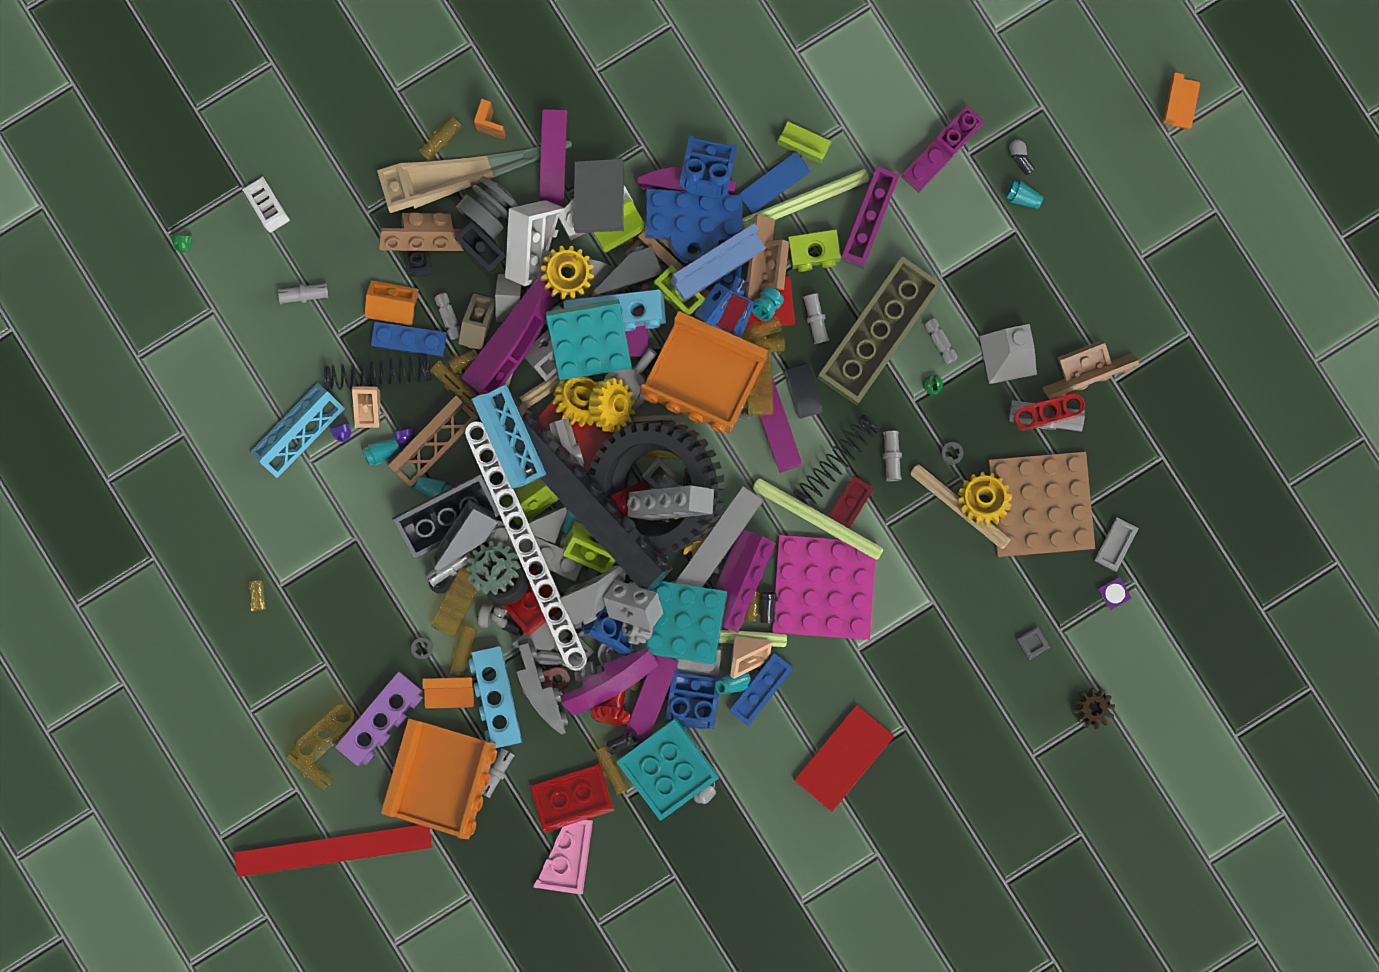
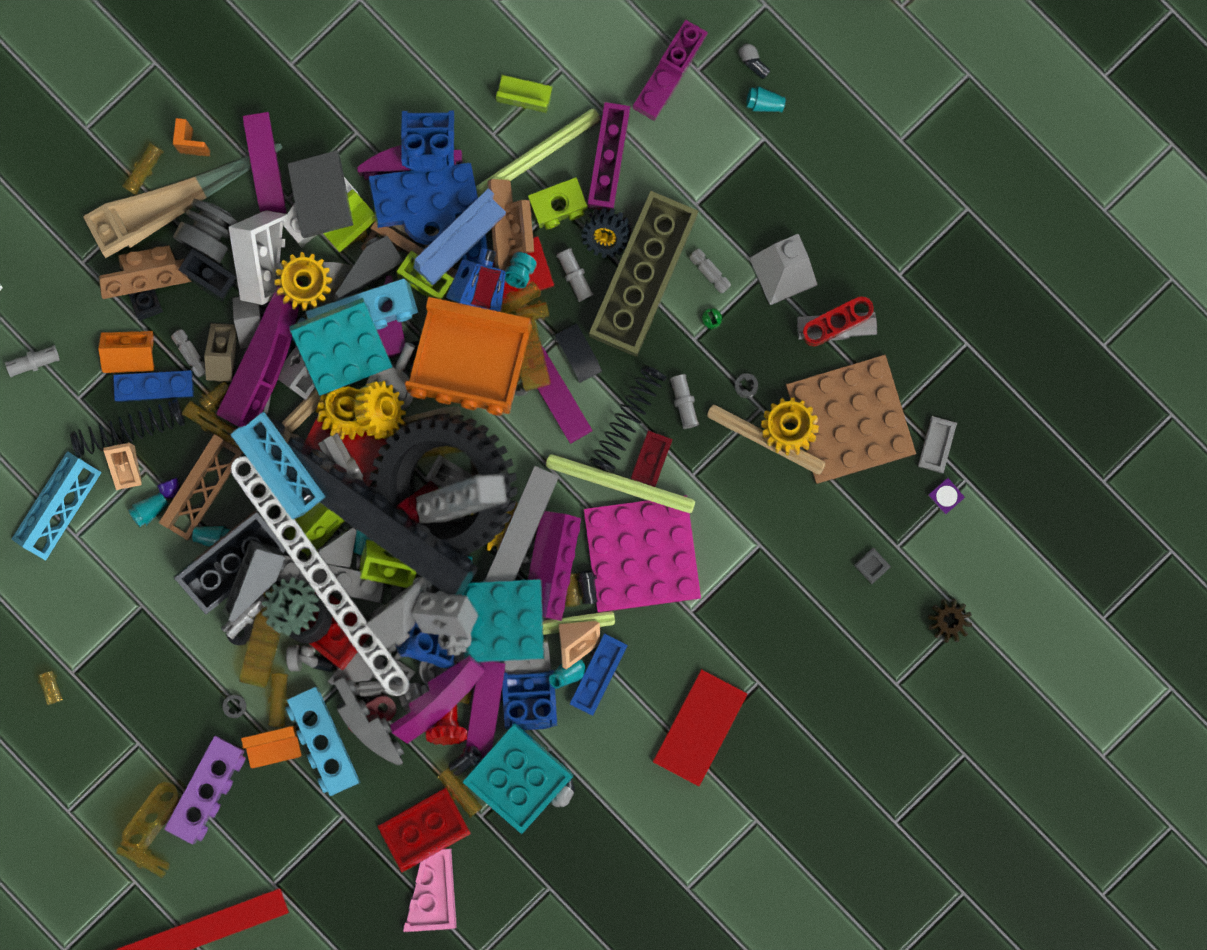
camera: 10 degrees left, 0 degrees up
(341, 432) = (103, 498): dark purple hinge -> none
(439, 778) = (280, 839): orange panel -> none
(497, 770) = (338, 820): light grey pin -> none
(774, 183) = (501, 142): blue tile -> none
(846, 293) = (601, 241): none -> black bush
(1086, 367) = (868, 265): medium nougat bracket -> none

